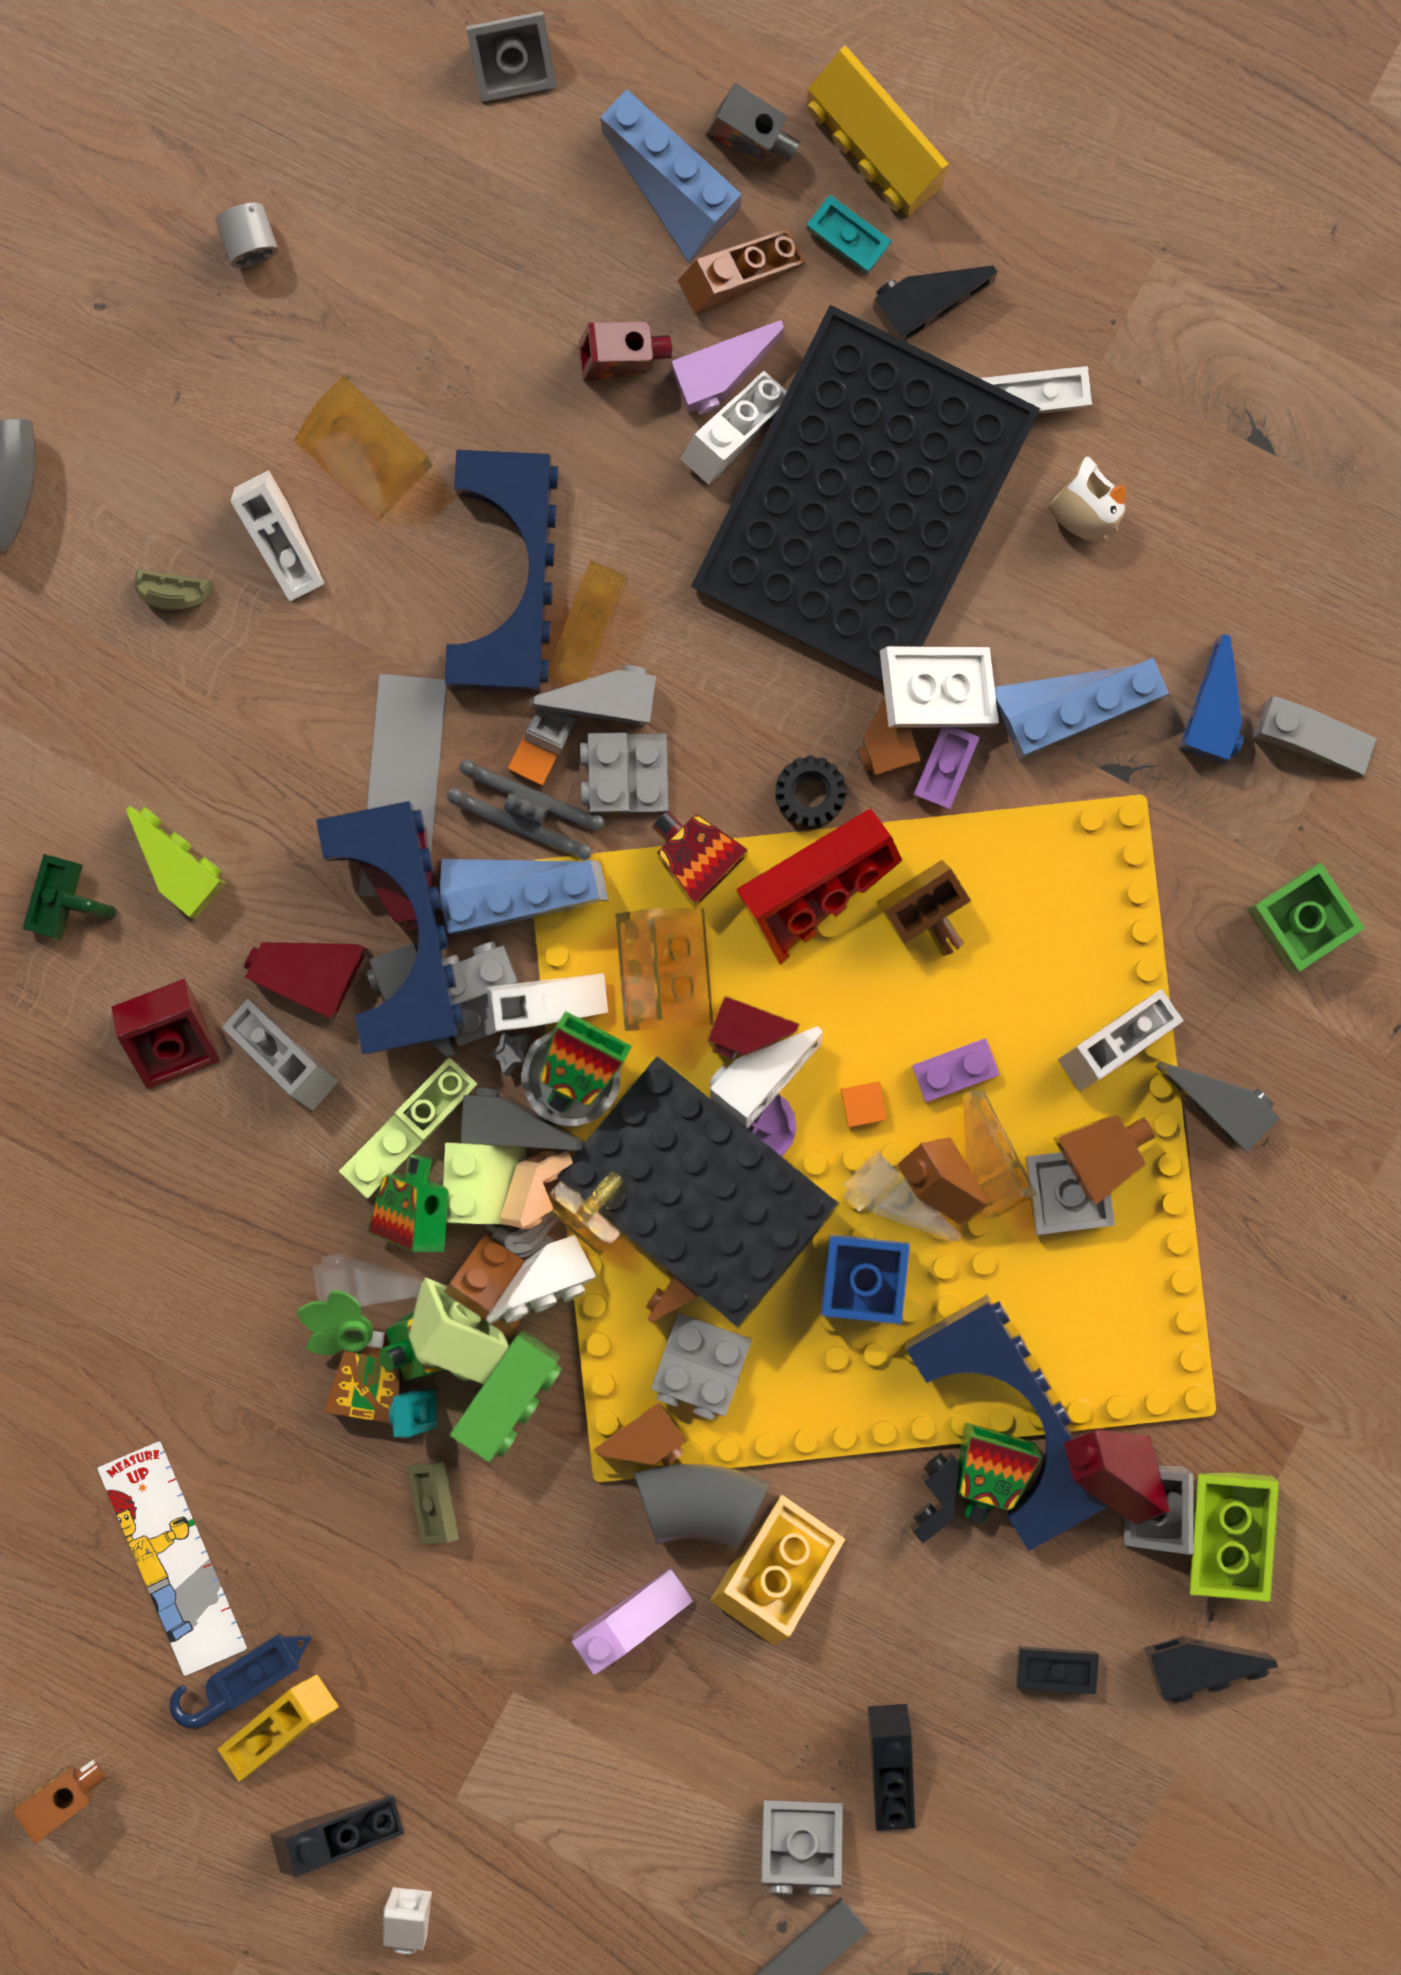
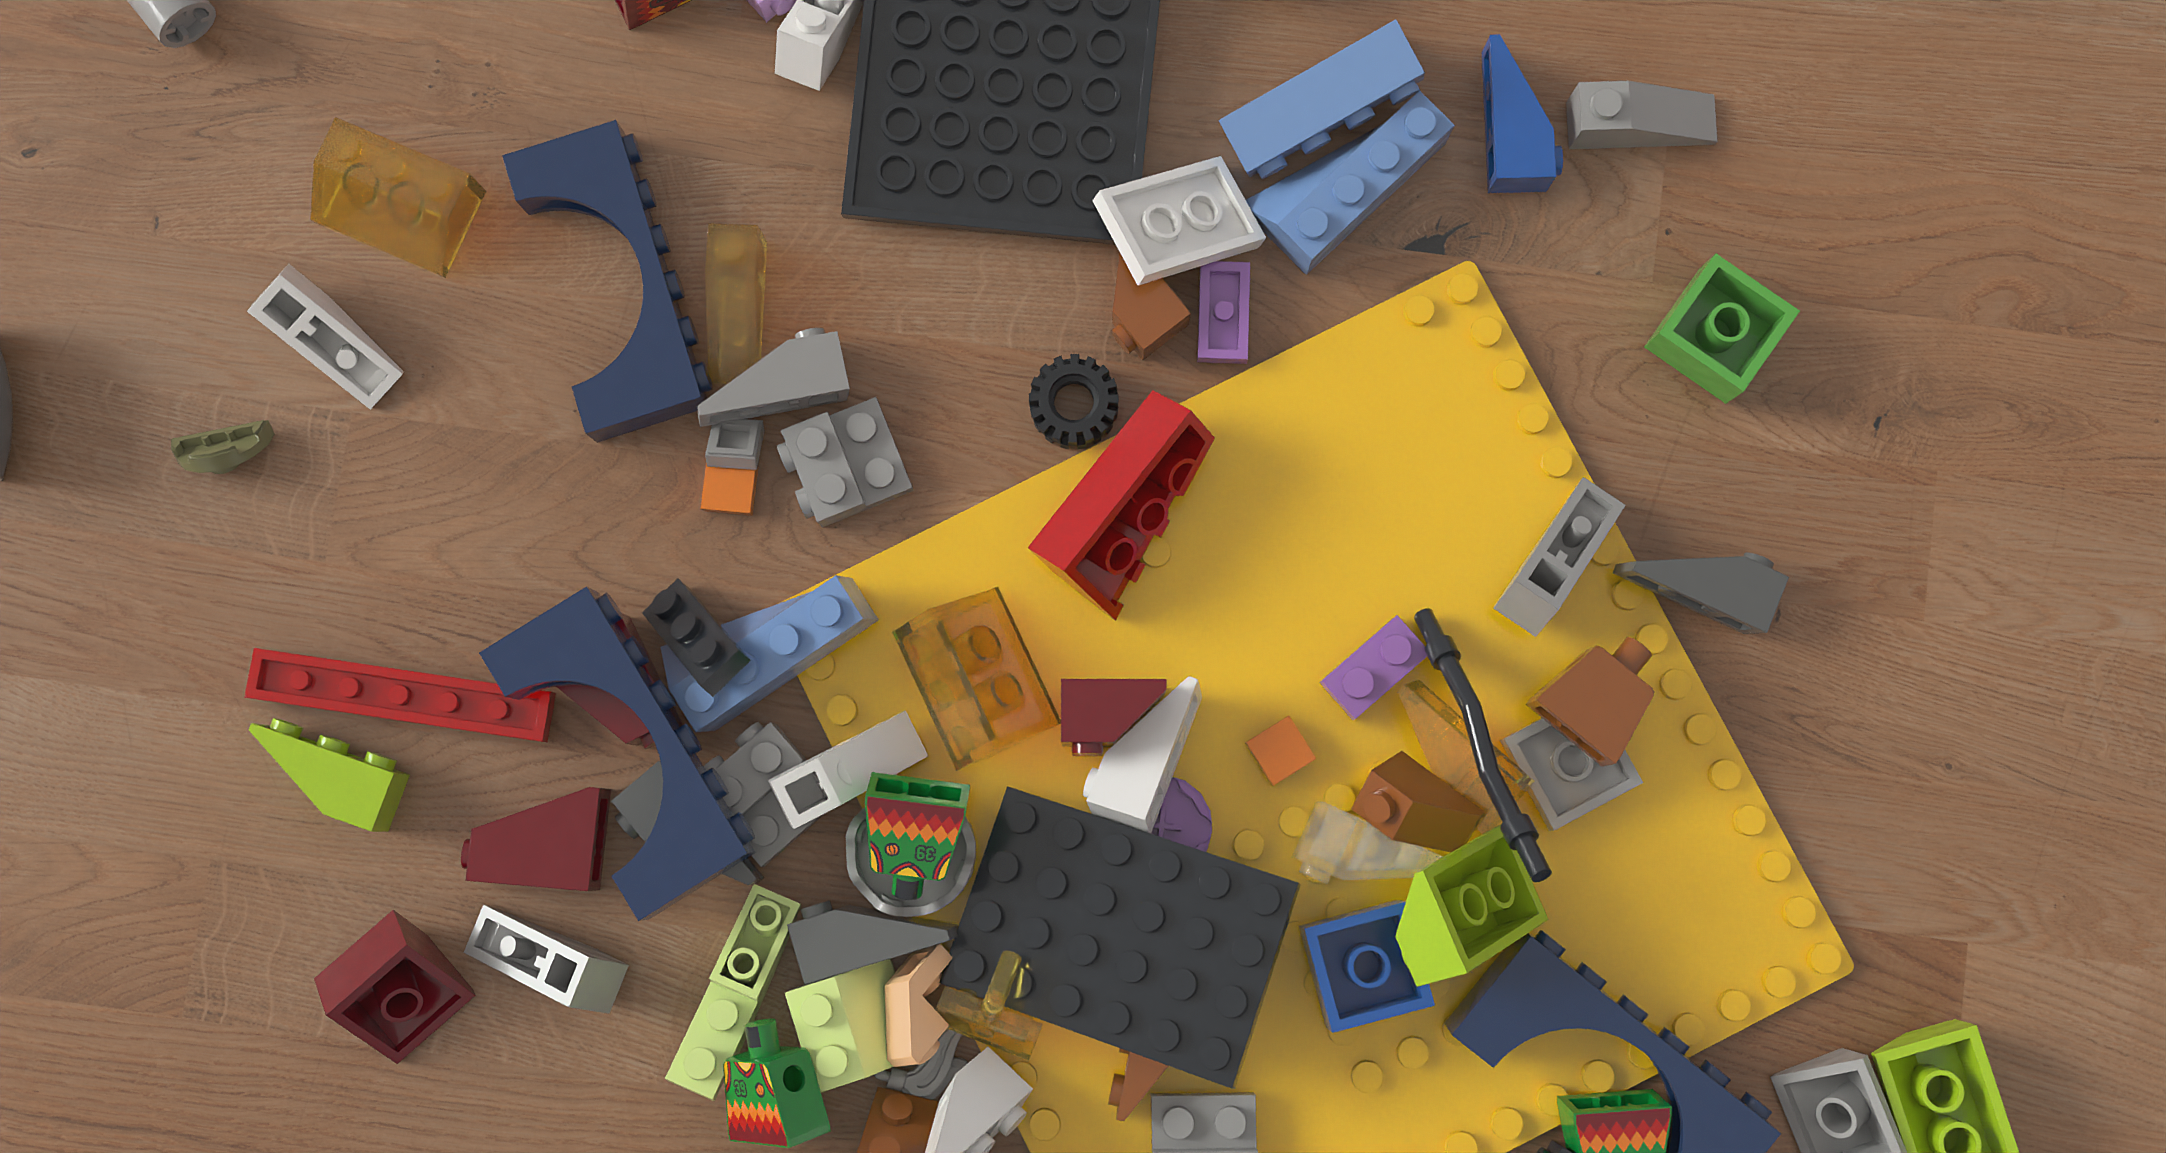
camera: 15 degrees left, 5 degrees down
(55, 897) = (201, 869): dark green plate -> none
(239, 823) = (397, 695): none -> red plate
(406, 748) = (572, 529): light grey sticker -> none
(472, 864) = (695, 637): none -> black plate
(510, 1052) = (827, 849): light grey piece -> none
(525, 810) = (739, 551): dark grey piece -> none
(697, 855) = (966, 525): torso -> none
(925, 904) = (1263, 482): reddish brown brick -> none
(951, 1264) = (1467, 909): none -> lime slope
(1006, 1222) = (1516, 827): none -> black bar
(1079, 636) = (1324, 99): none -> medium blue wedge
(1119, 1472) = (1776, 1090): dark red slope -> none

